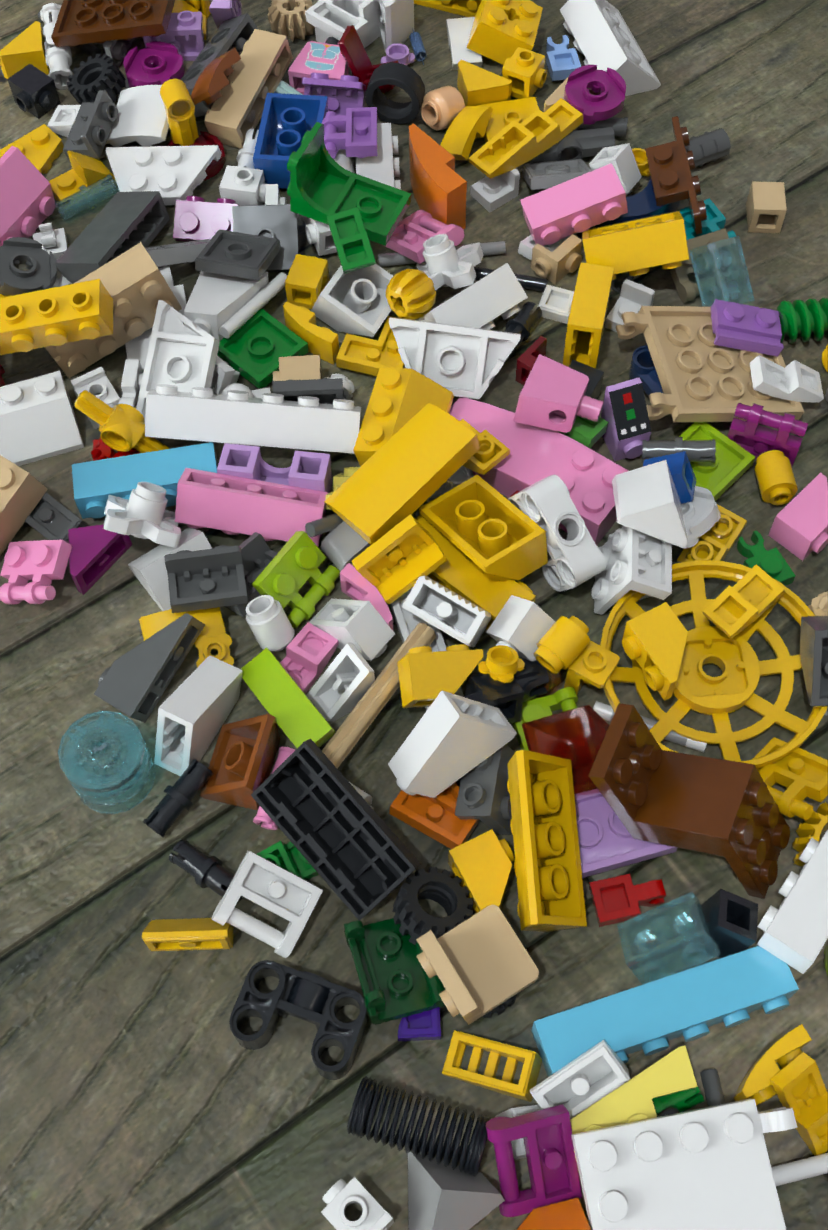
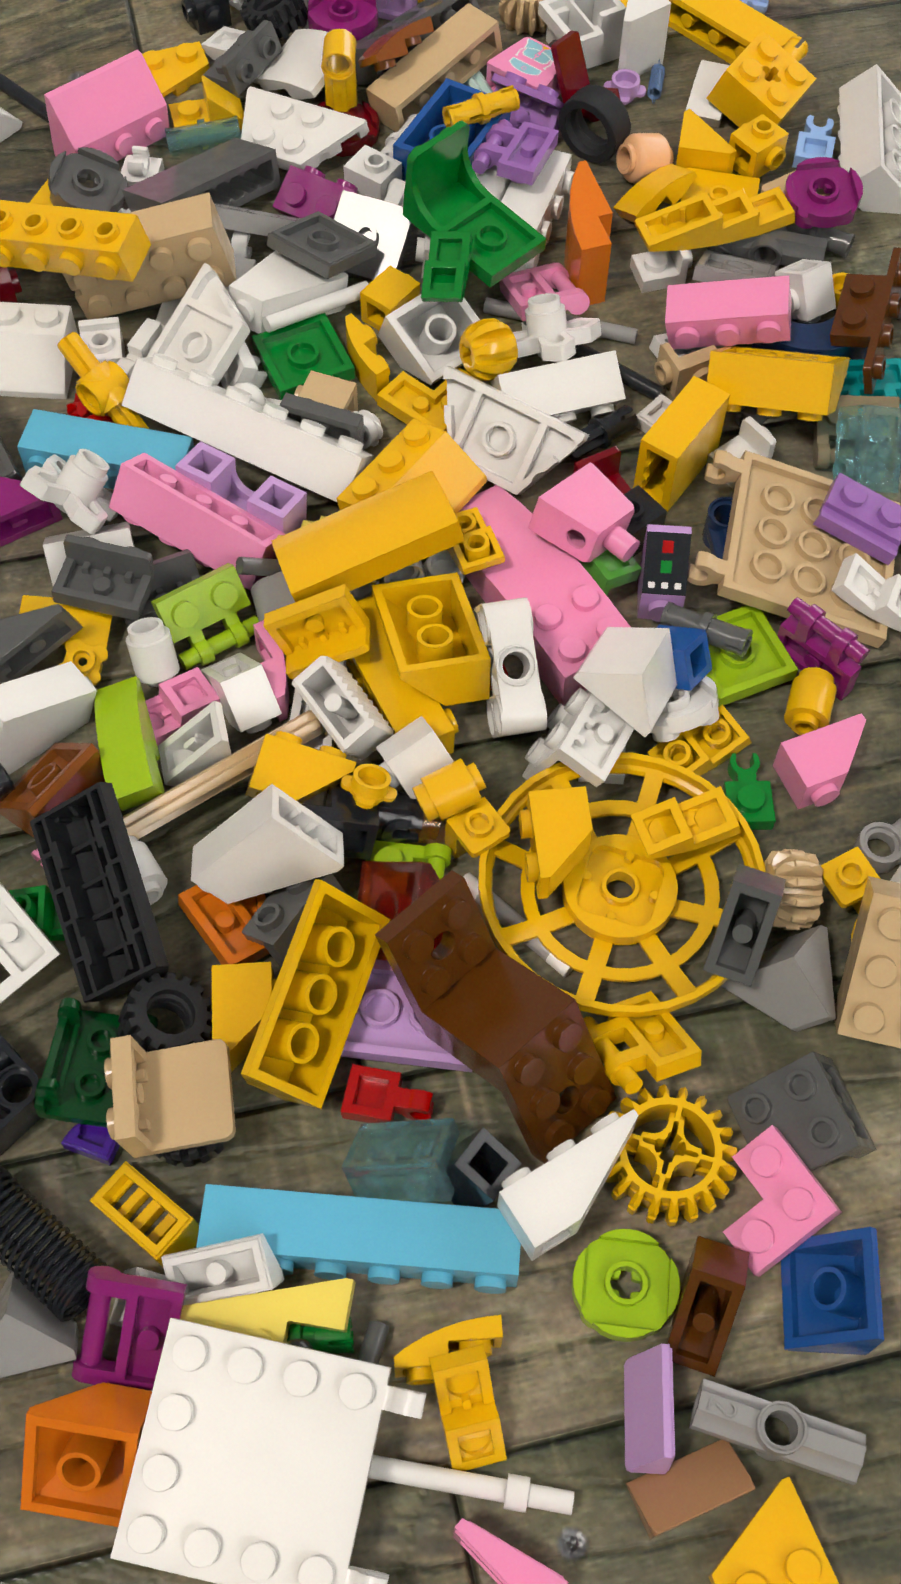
camera: 20 degrees right, 0 degrees up
(309, 108) = (482, 107): none -> yellow pin

